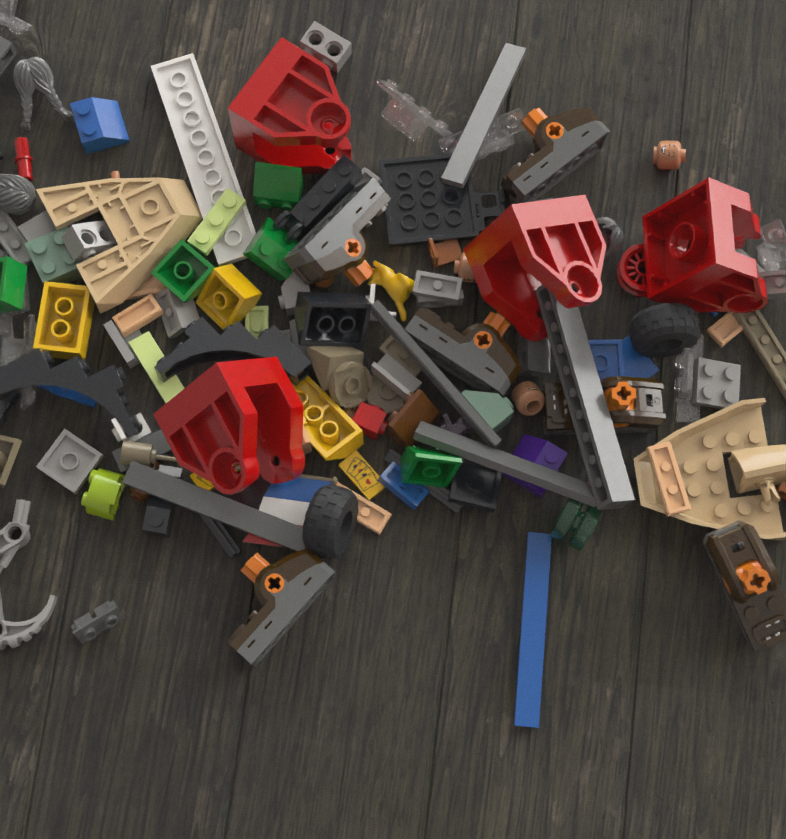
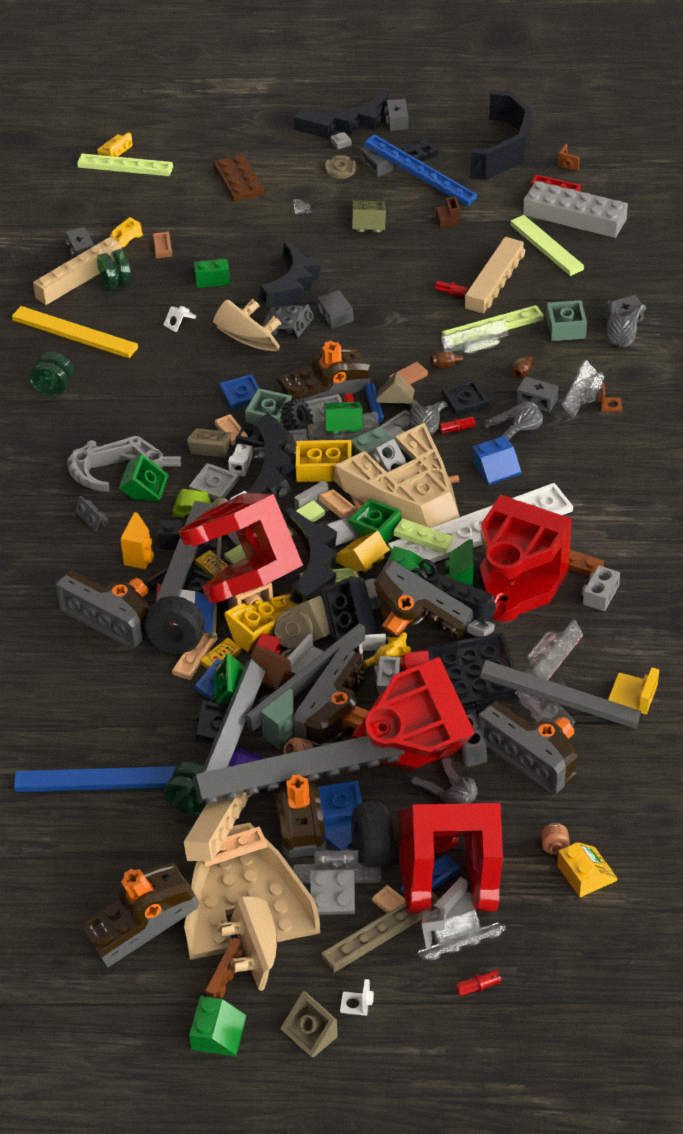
camera: 90 degrees right, 30 degrees down
(33, 424) = (241, 456): none -> white leg
(49, 550) = (143, 479): none -> green slope
(174, 560) = (136, 544): none -> light orange slope
(411, 256) = (413, 659): none -> red brick
(481, 41) = (635, 691): none -> yellow bracket
(651, 495) = (212, 828): none -> tan brick
(707, 133) = (584, 868): none -> yellow slope

